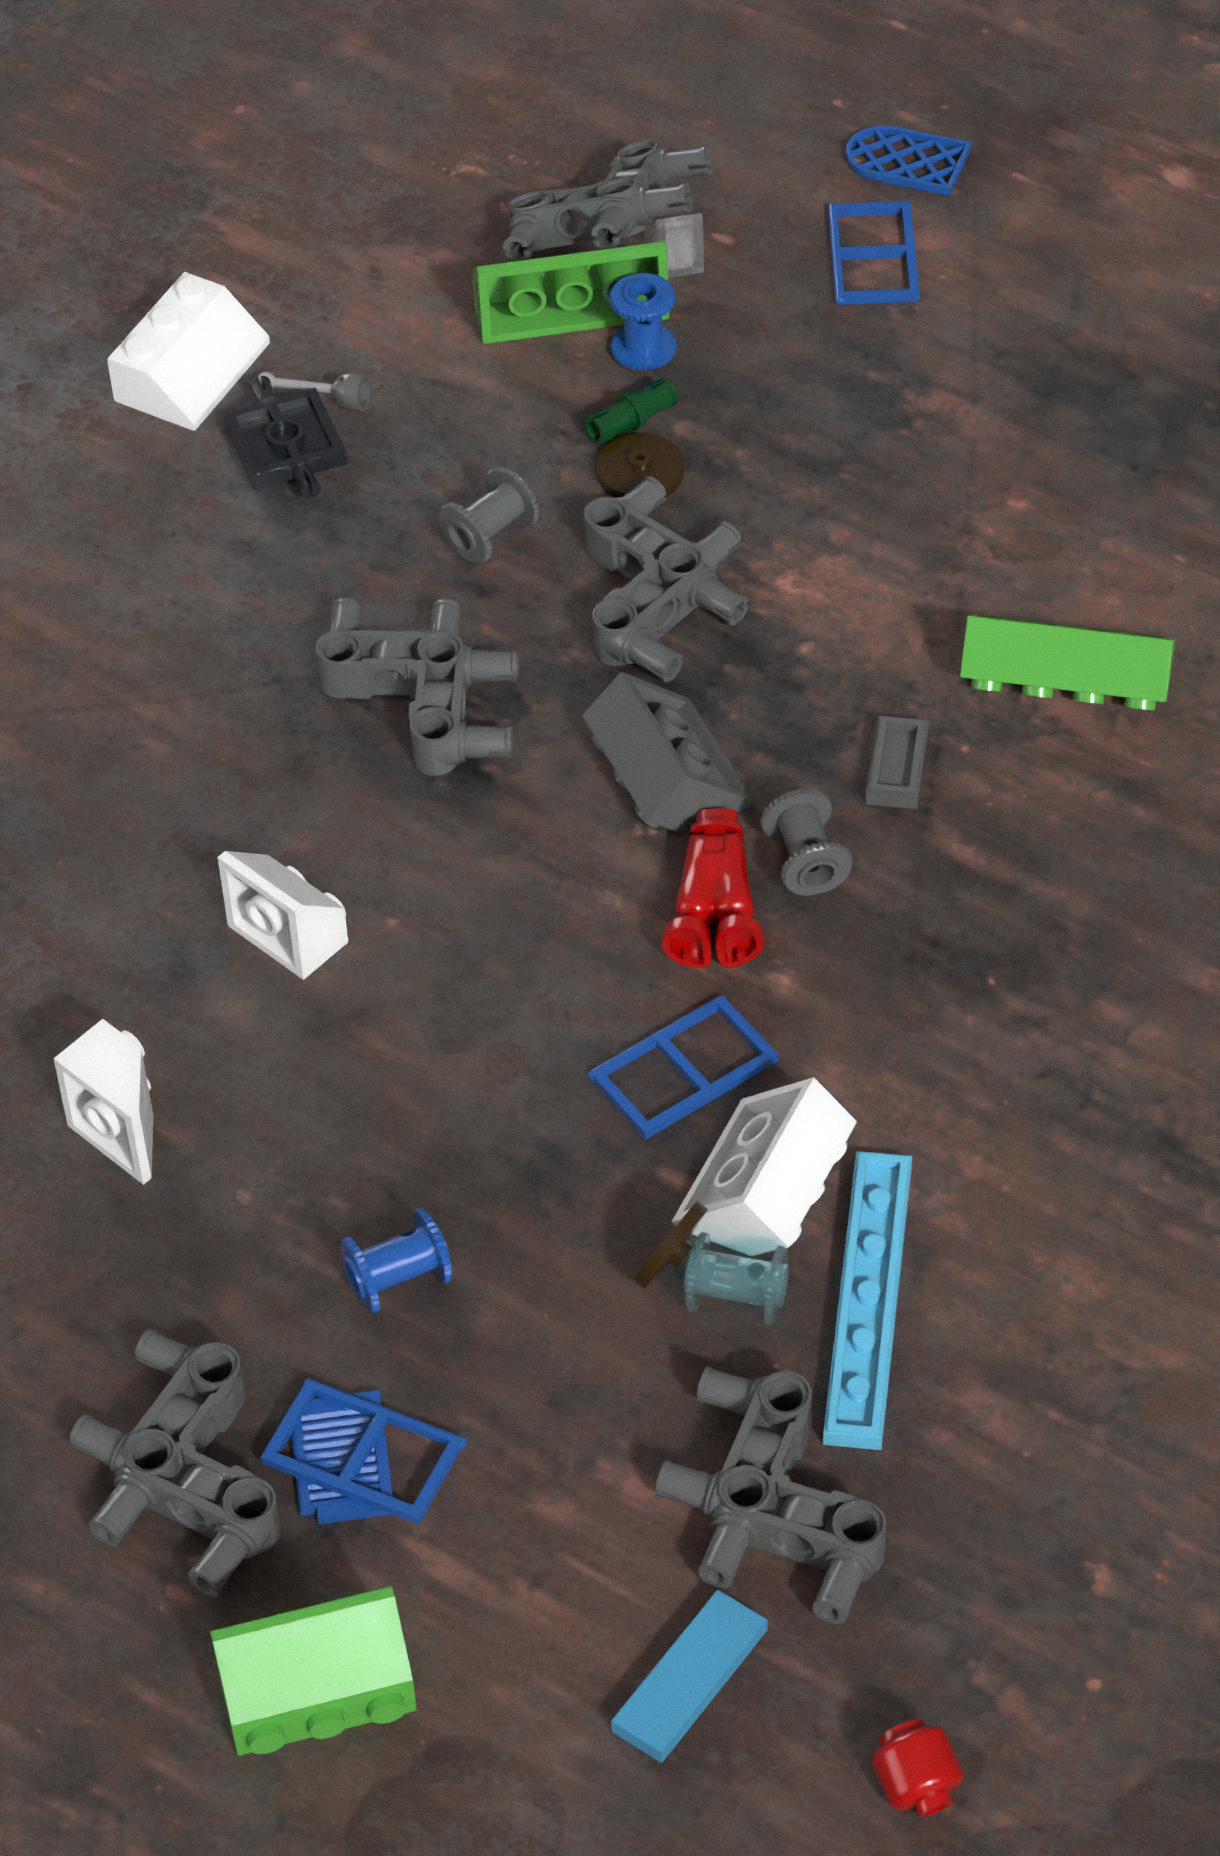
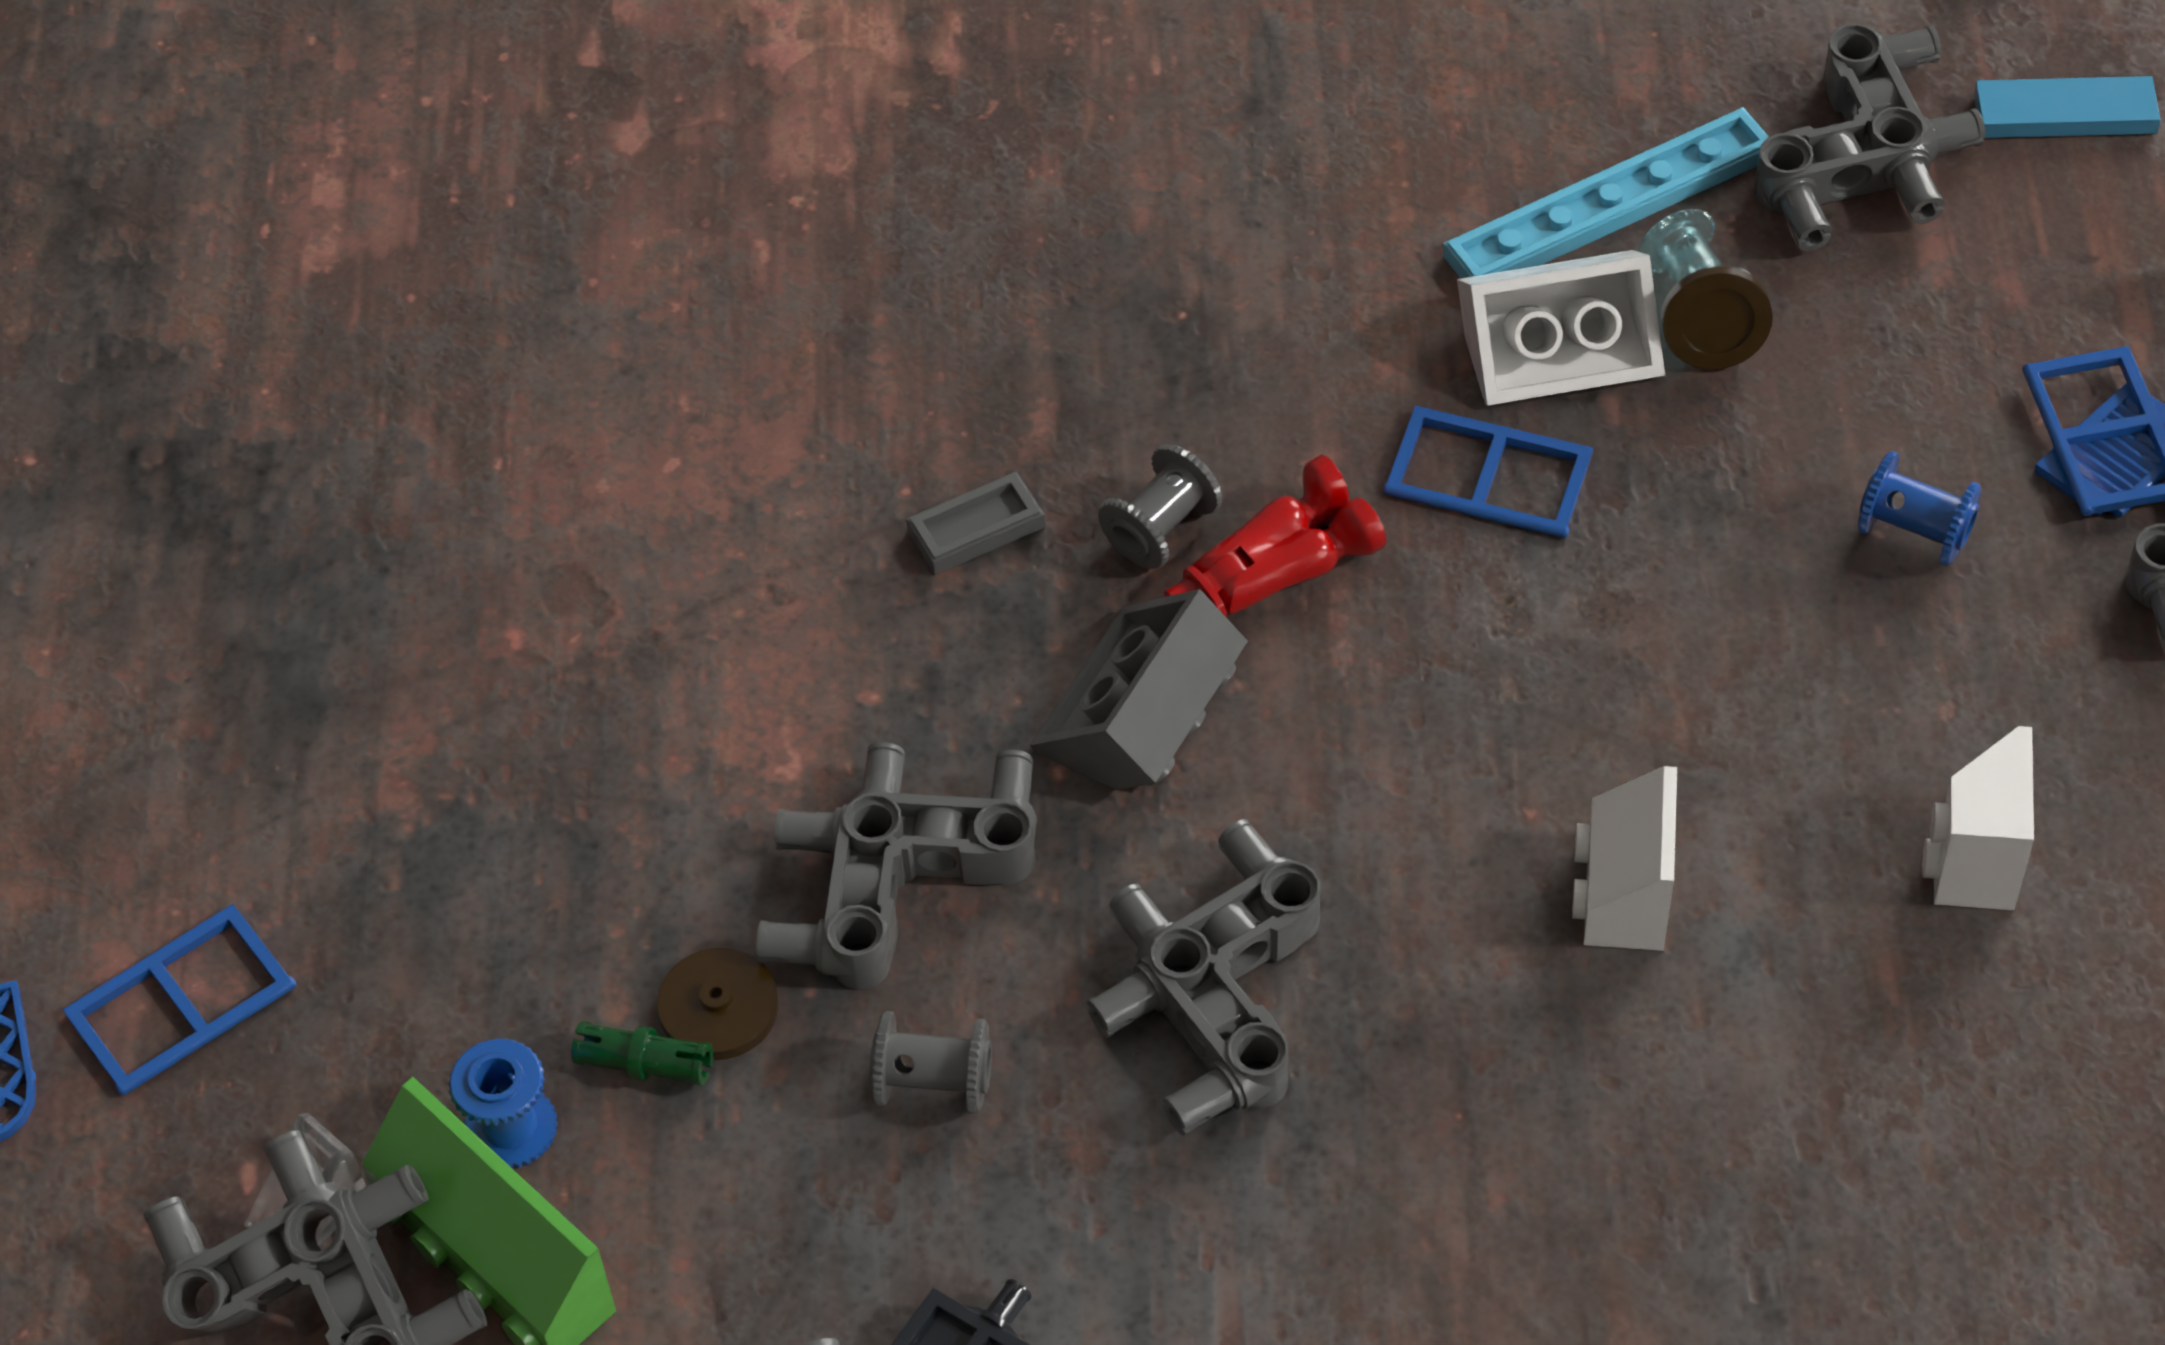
camera: 125 degrees left, 5 degrees up
(1067, 658) = (731, 449): bright green slope -> none

